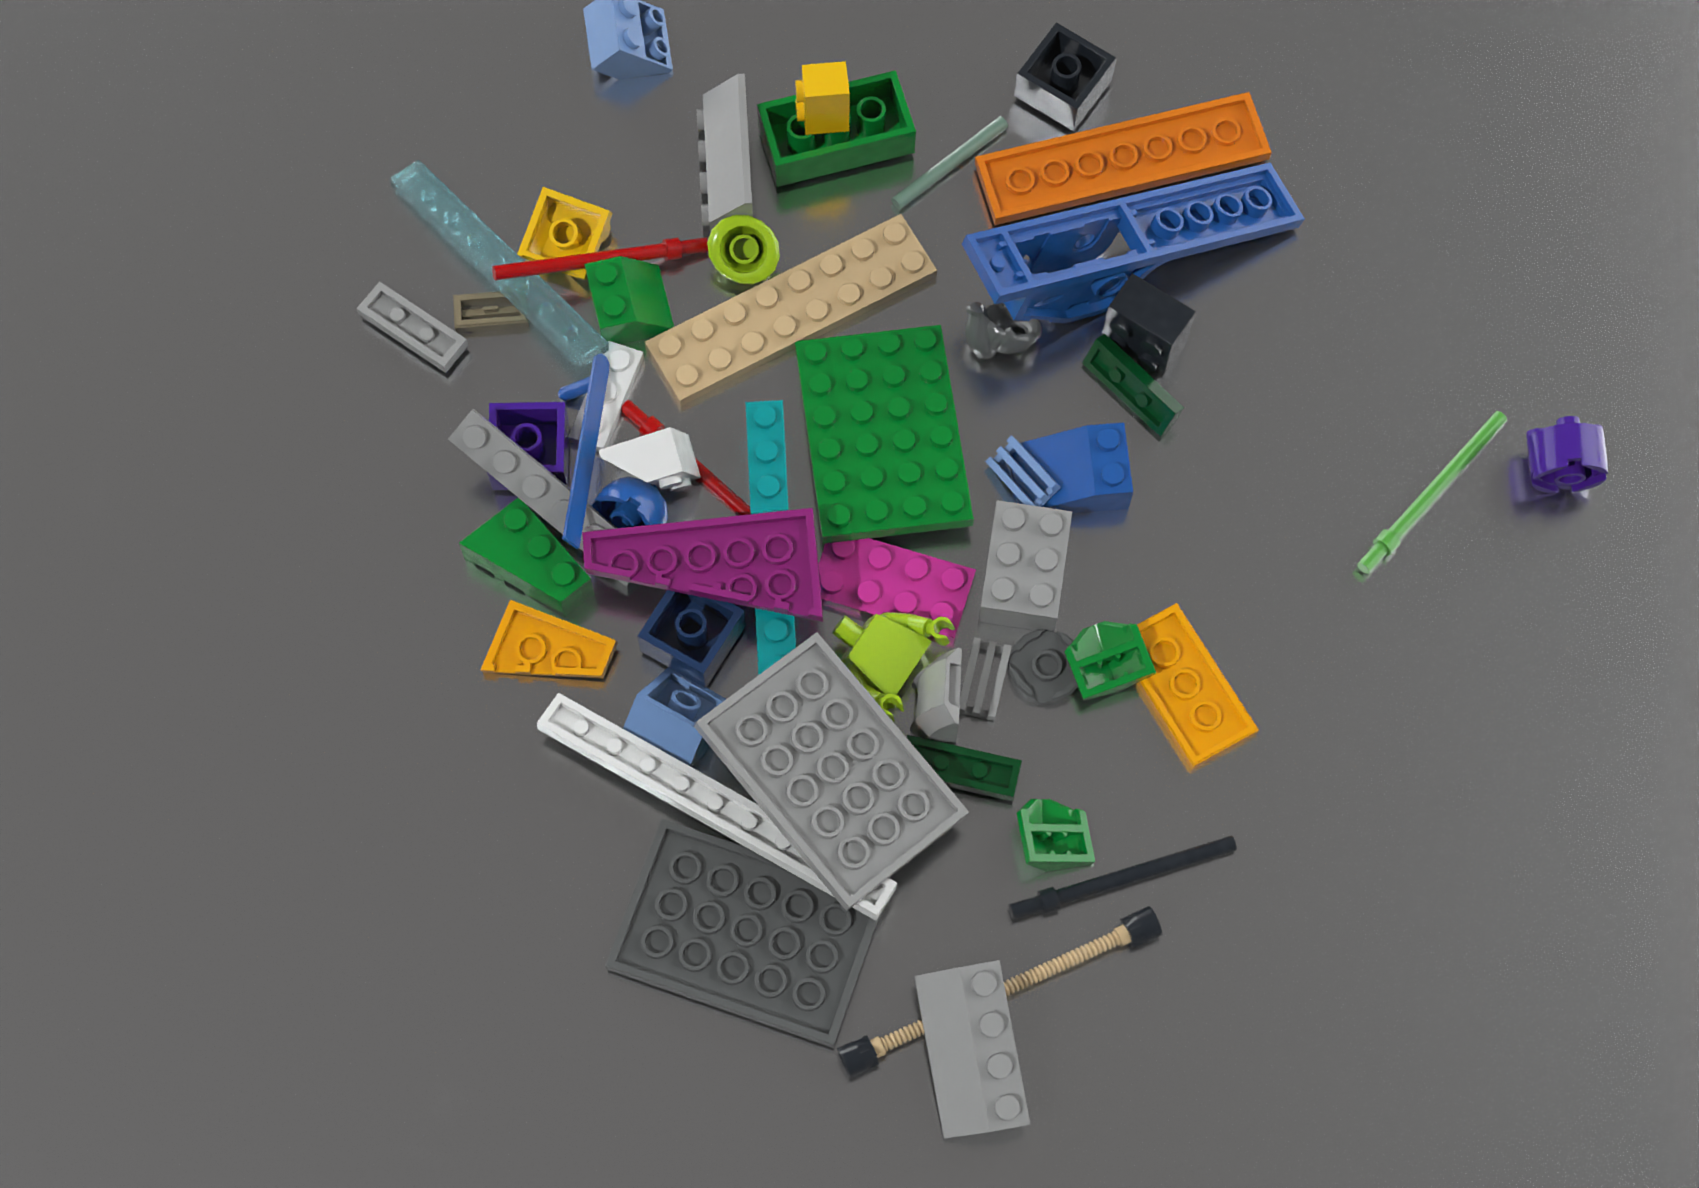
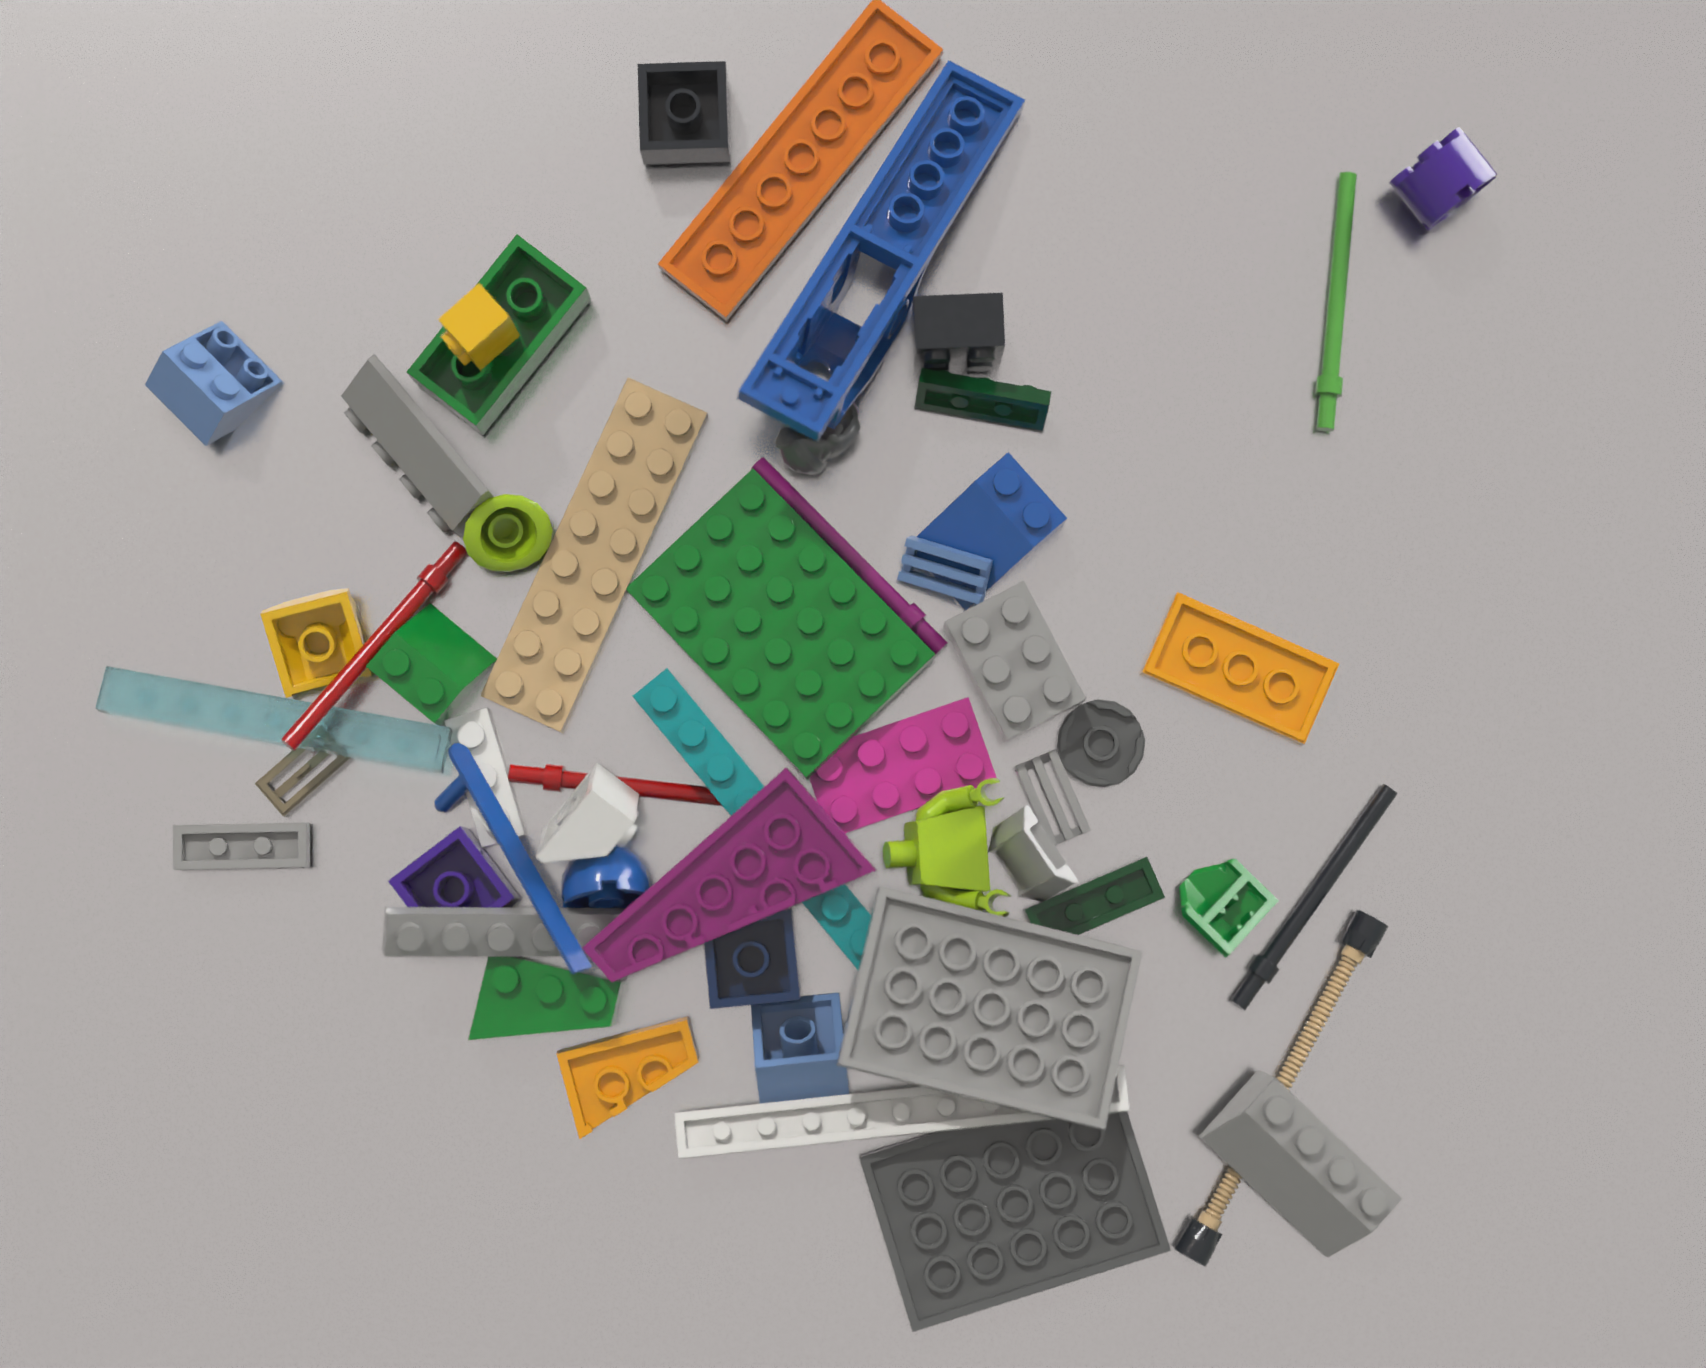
camera: 35 degrees left, 15 degrees up
(949, 163) = (633, 284): sand green bar -> none
(977, 489) = (909, 614): none -> magenta bar
(1108, 659) = (1155, 697): green slope -> none

